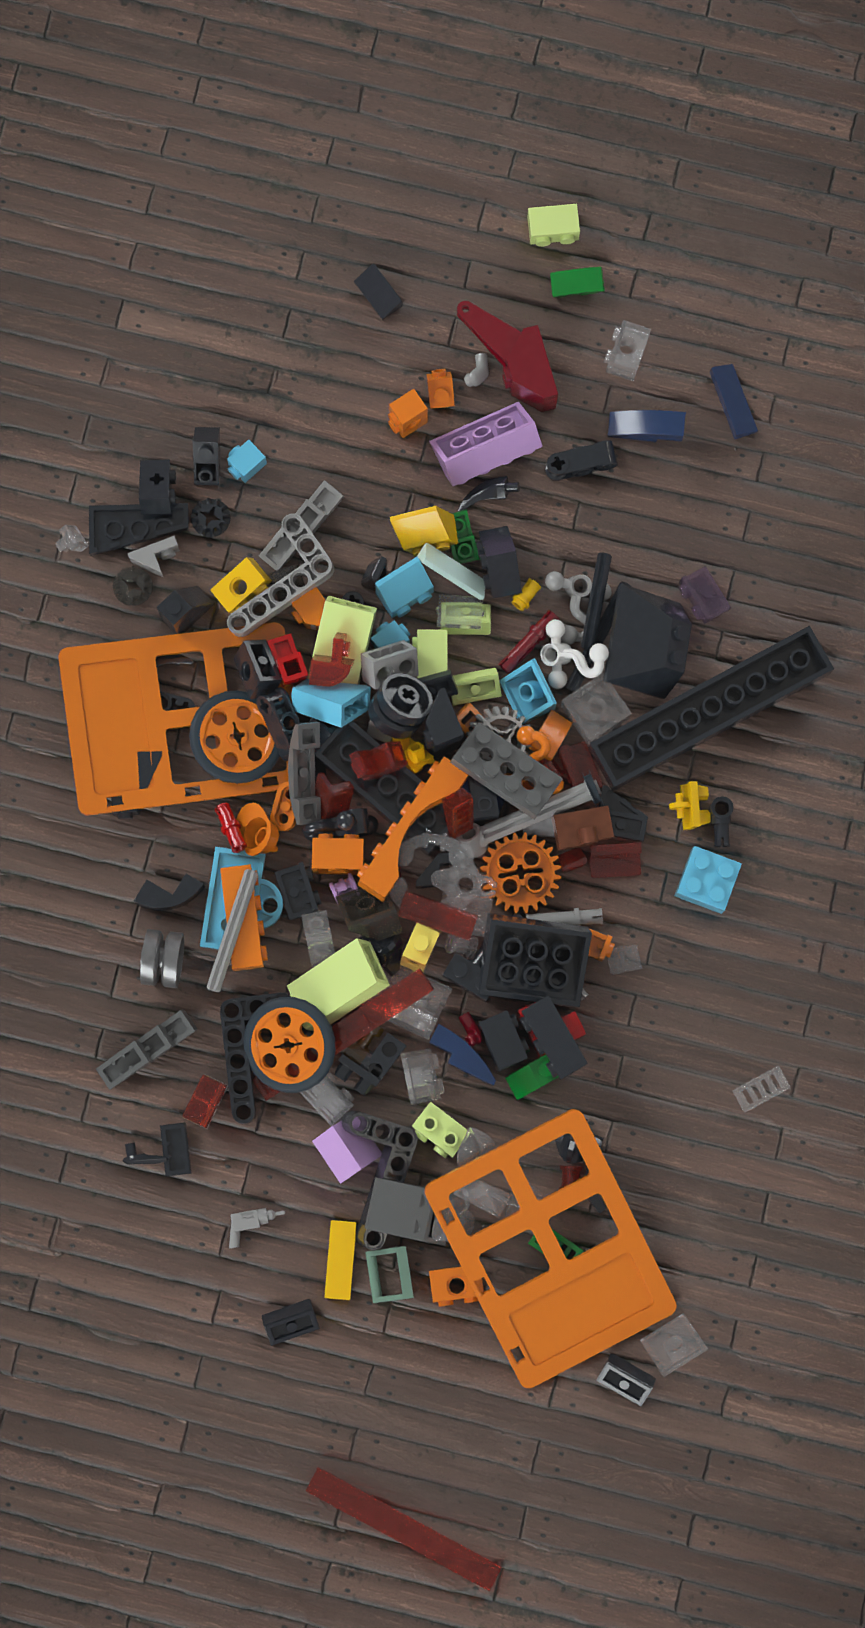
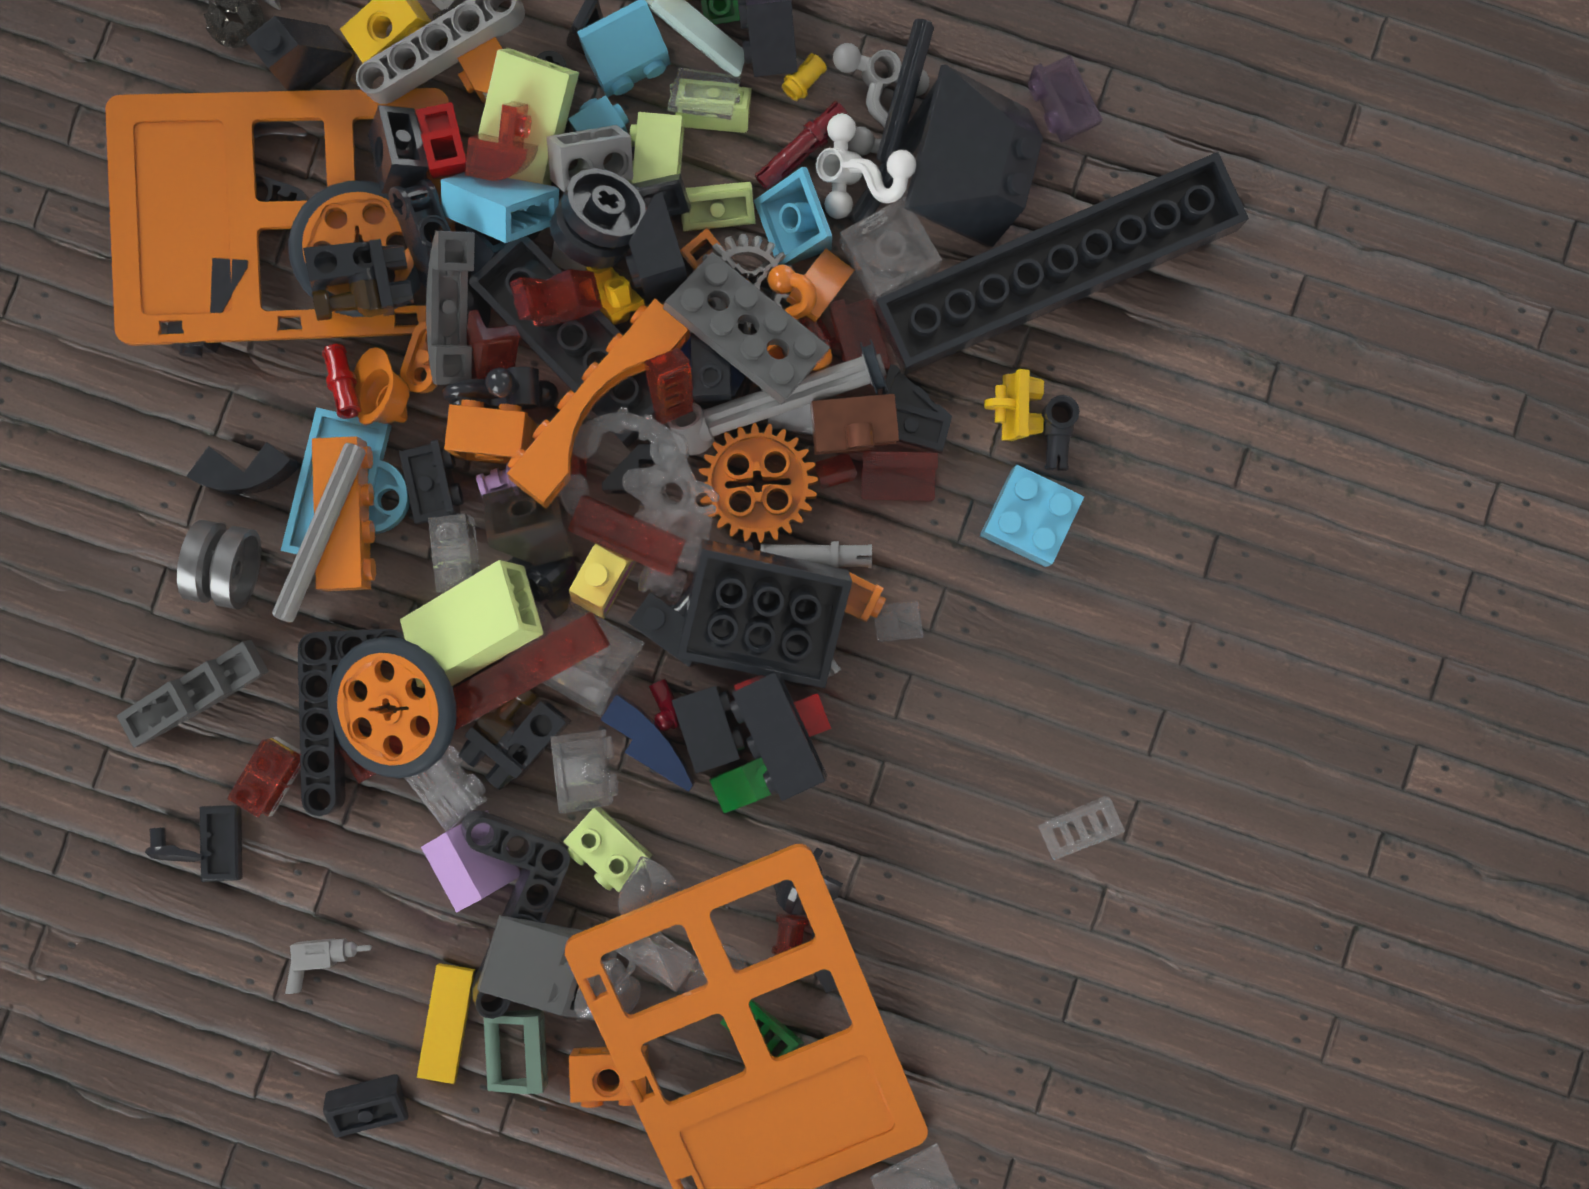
camera: 10 degrees right, 5 degrees up
(246, 753) = (365, 269): none -> black hips

